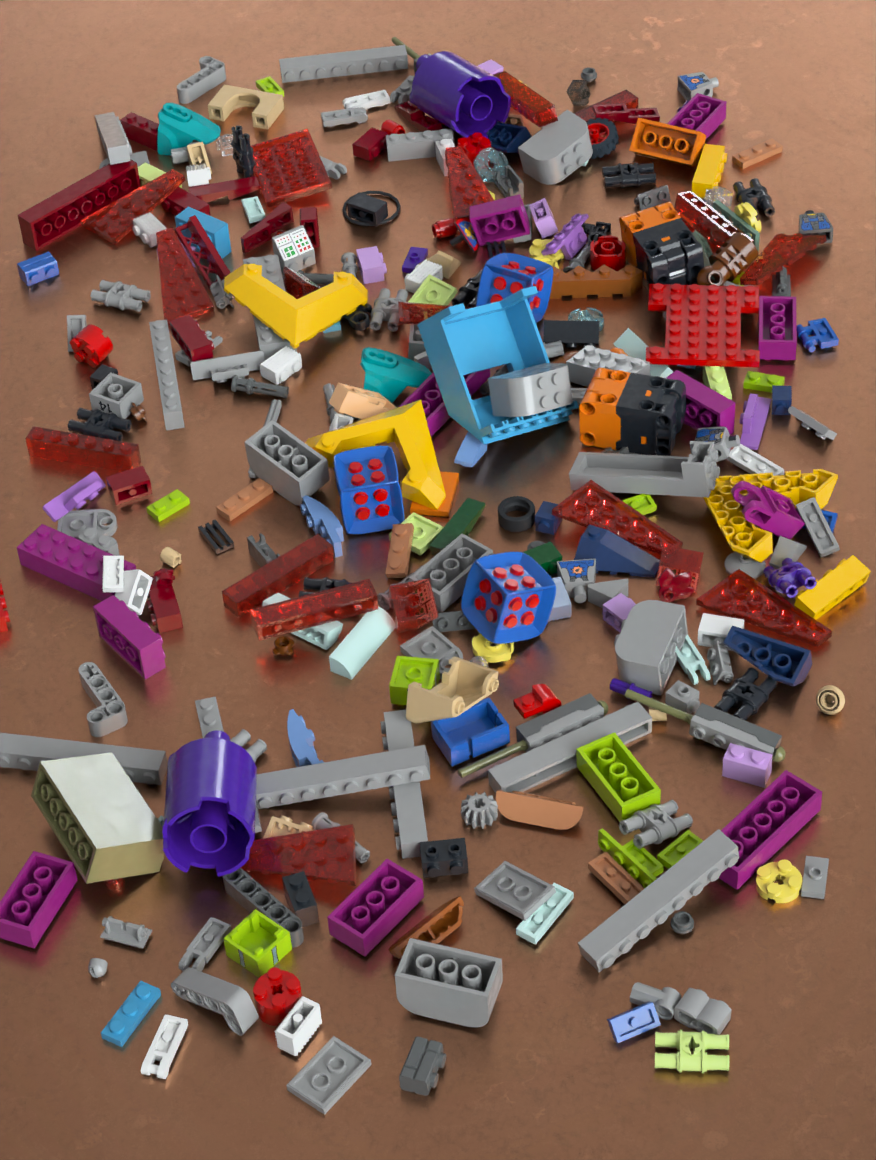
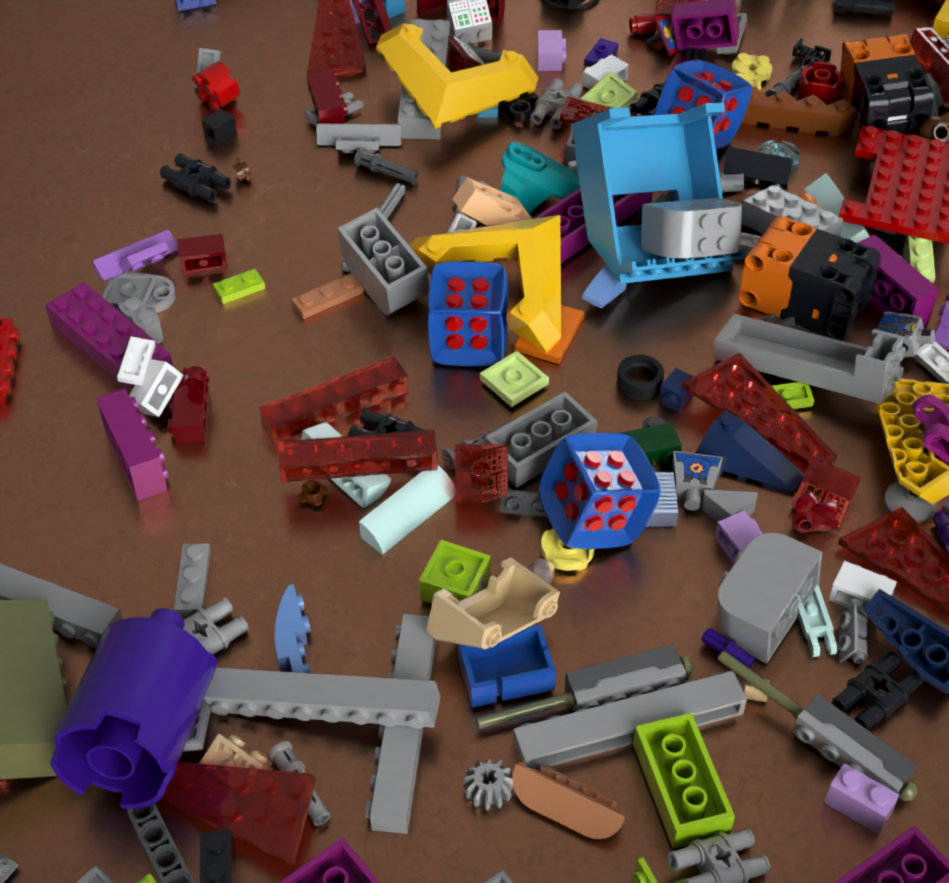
camera: 10 degrees right, 5 degrees up
(82, 449) = (166, 202): clear red brick -> none
(110, 709) = (79, 539): light grey beam -> none
(115, 395) = (222, 146): light grey brick -> none
(120, 295) = (270, 37): light grey pin -> none
(166, 375) = (287, 134): light grey brick -> none
(170, 557) = (218, 350): tan hose -> none
(210, 528) = (277, 323): black tile -> none
(220, 296) = (376, 60): light grey hinge -> none
(261, 551) = (325, 363): dark grey hinge -> none
(281, 365) = (417, 145): white brick -> none
(323, 522) = (408, 344): medium blue slope -> none
(349, 266) = (527, 48): light grey pin -> none
(399, 550) = (486, 397): nougat plate -> none
(431, 645) = (493, 535): light grey tile -> none
(444, 857) = (422, 847): black brick -> none
(448, 263) = (636, 62): tan slope -> none
(460, 523) = (566, 378): dark green slope -> none
(537, 702) = (604, 642): red brick -> none
(543, 218) = (756, 31): lavender brick -> none
(569, 239) = (781, 59): medium lavender bracket -> none
(652, 197) = (885, 28): dark grey hinge -> none
(683, 697) = (793, 677): light grey brick -> none

